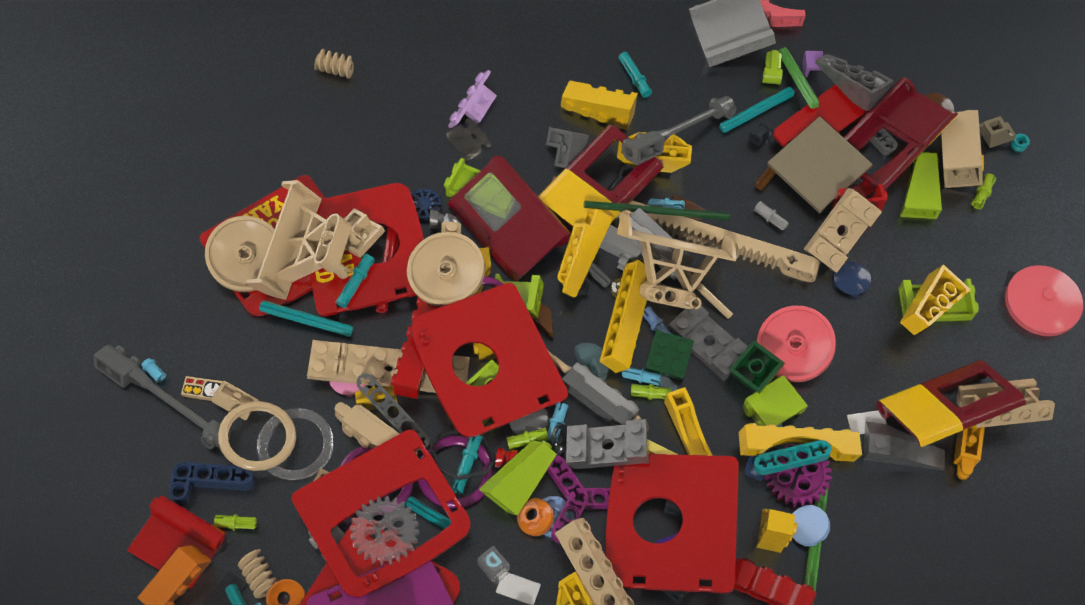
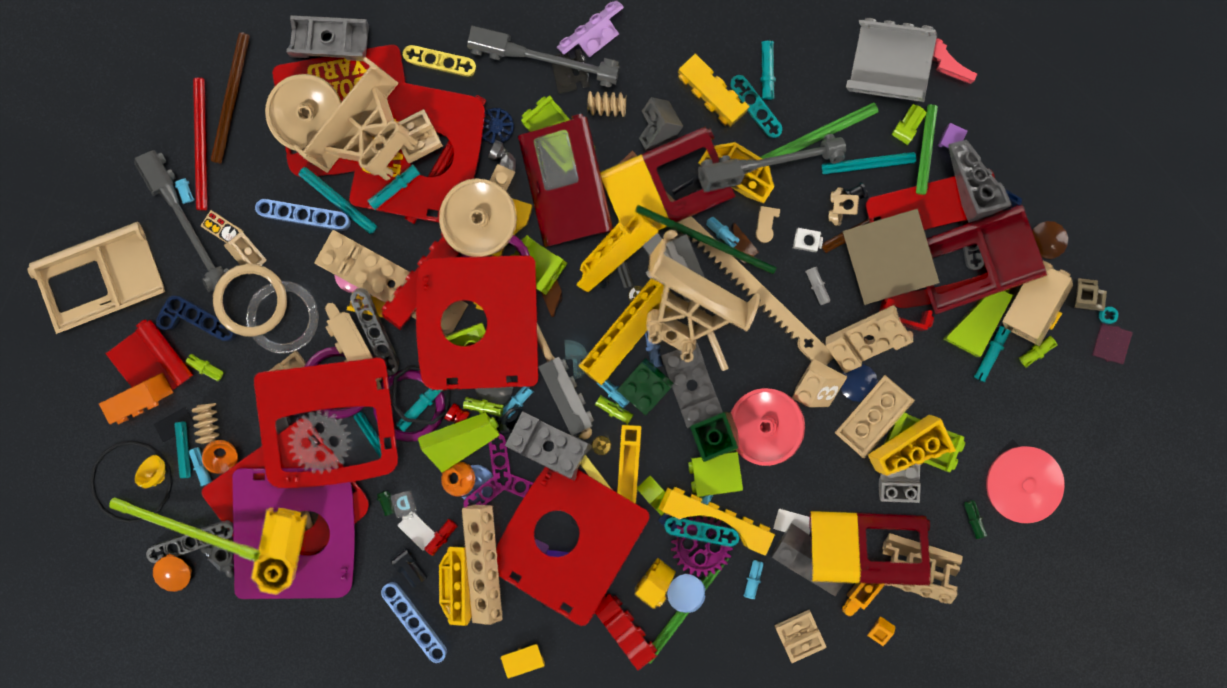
camera: 25 degrees right, 25 degrees up
(114, 459) = (125, 268): none -> tan piece
(154, 326) = (200, 143): none -> red axle
(168, 277) = (230, 97): none -> reddish brown axle
(258, 183) = (347, 40): none -> flat silver piece
(269, 340) = (293, 215): none -> light blue beam
(349, 171) = (439, 62): none -> light yellow beam
(395, 139) = (499, 46): none -> dark grey bar
(474, 572) = (386, 502): none -> dark green pin
(513, 146) = (606, 104): none -> tan piece
(545, 581) = (440, 537): none -> red pin
(643, 101) = (758, 105): none -> teal beam
(656, 429) = (601, 445): none -> clear yellow tile
(697, 182) = (764, 226): none -> tan leg
(715, 92) = (820, 133): none -> bright green axle
(728, 447) = (652, 493): none -> lime slope
(736, 188) = (799, 240): none -> white brick
(747, 143) = (838, 199): none -> tan bracket
(821, 289) = (818, 385): none -> tan slope
(862, 486) = (753, 579): none -> medium azure axle
(884, 296) = (874, 416): none -> tan tile
(935, 520) = (800, 636): none -> tan slope
(939, 341) = (901, 486): none -> light grey brick
(948, 208) = (992, 353): none -> teal pin
(1005, 482) = (882, 631): none -> light orange slope
(1022, 346) = (975, 519): none -> dark green axle
(1037, 163) = (1112, 343): none -> clear pink piece

